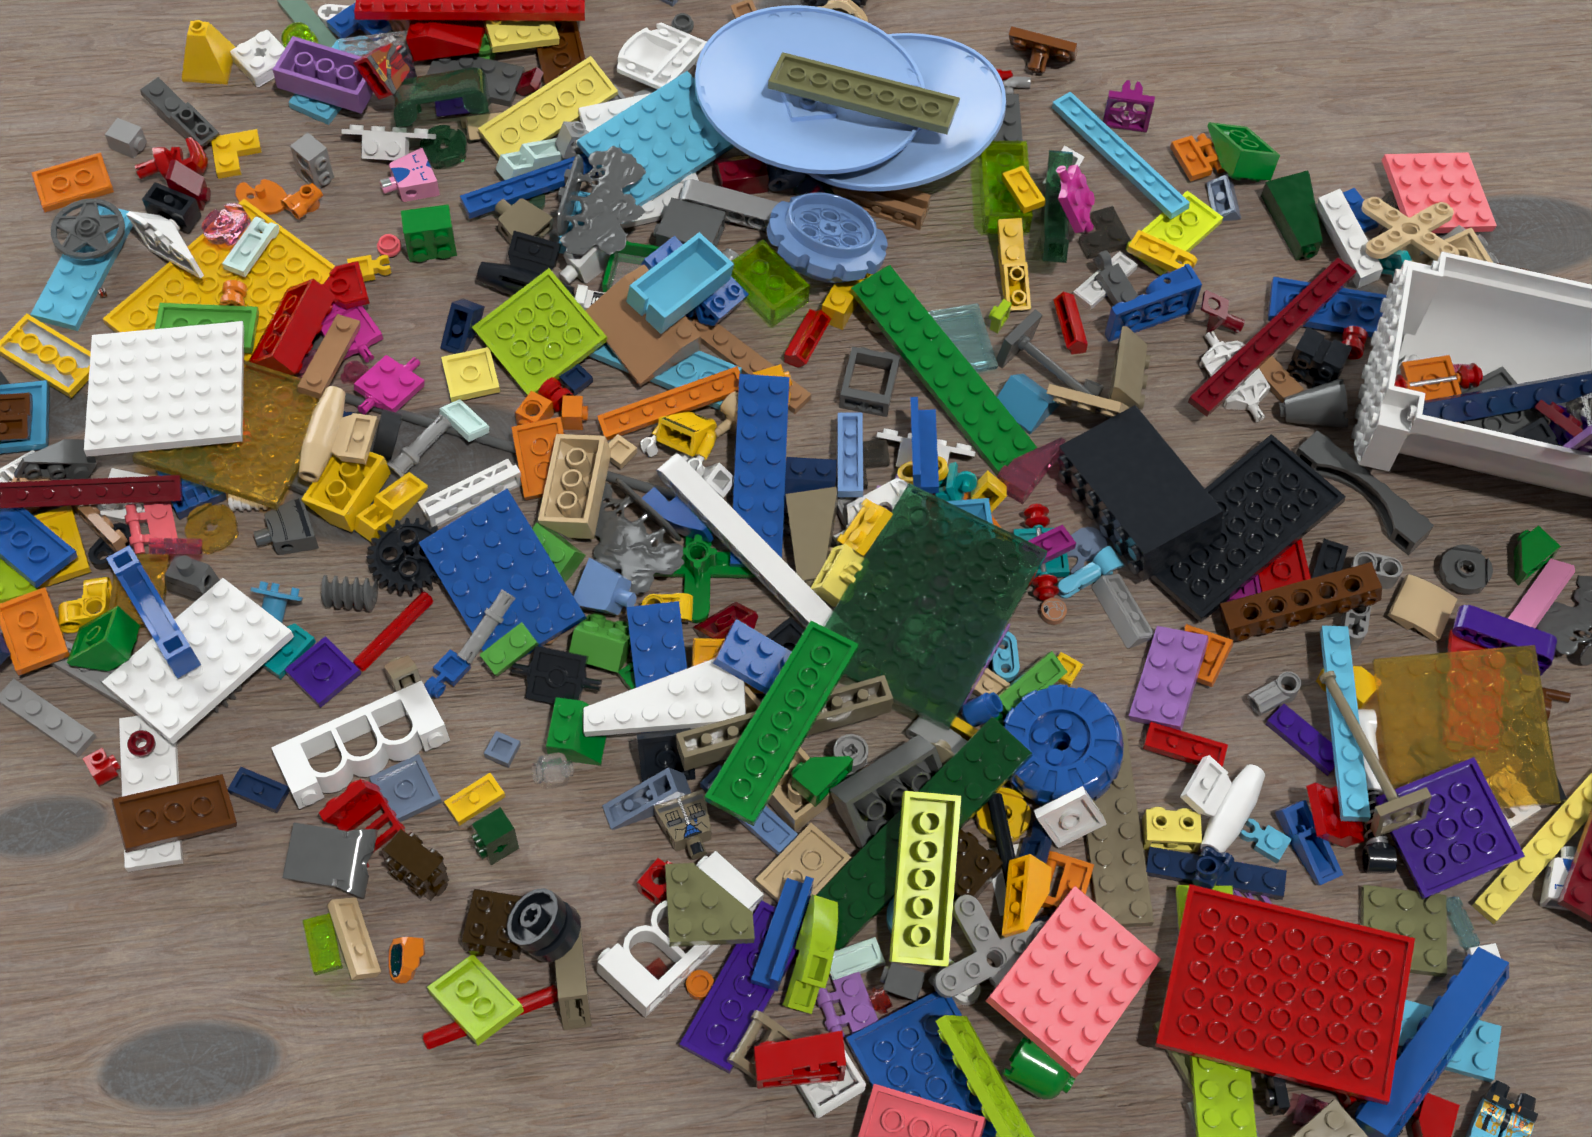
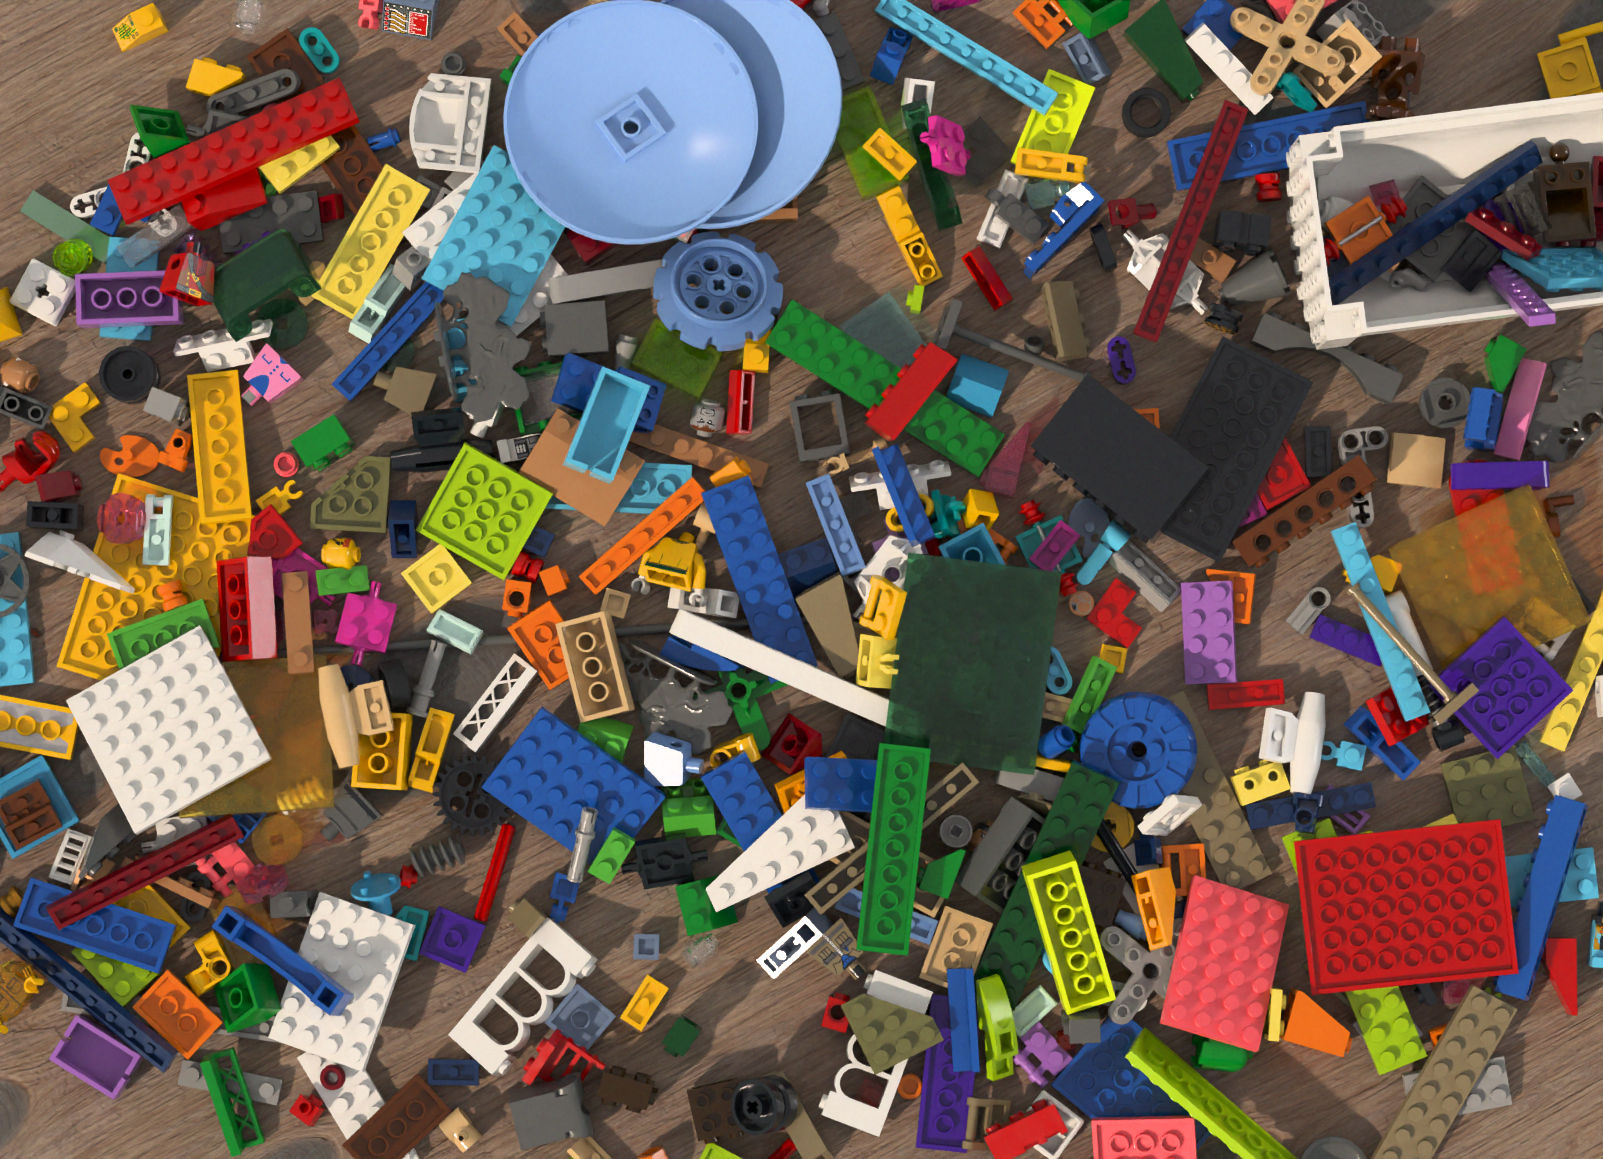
camera: 15 degrees left, 25 degrees up
(25, 730) = (222, 1101): none -> green fence
(207, 103) = (19, 375): none -> medium nougat head
(235, 845) = (460, 1129): none -> tan piece
(289, 124) = (119, 364): none -> black wheel
(311, 602) = (408, 876): none -> red plate
(339, 209) = (219, 447): none -> yellow plate
(387, 343) = (342, 580): none -> bright green plate
(396, 325) = (340, 553): none -> yellow head
(432, 290) = (356, 500): none -> olive plate
(599, 53) = (385, 139): none -> blue pin
(773, 337) = (707, 417): none -> light grey head
(864, 93) = (688, 109): olive plate -> none
(876, 413) = (842, 463): none -> tan bar
(965, 367) = (910, 391): none -> red slope
(994, 913) = (1132, 924): none -> light blue cone
(1053, 136) = (891, 55): none -> blue slope
(1077, 632) = (1108, 614): none -> red plate
(1086, 401) = (1038, 377): tan plate -> none
(1111, 1047) = (1273, 1024): none -> light yellow plate
(1143, 275) = (1042, 192): none -> clear light blue plate
(1146, 1084) = (1312, 1026): none -> orange slope
(1173, 429) = (1115, 362): none -> dark purple beam
(1184, 334) = (1103, 248): none -> black beam
(1267, 239) = (1154, 95): none -> black tyre
(1276, 423) = (1223, 319): none -> black wheel
(1505, 573) = (1483, 419): none -> blue plate

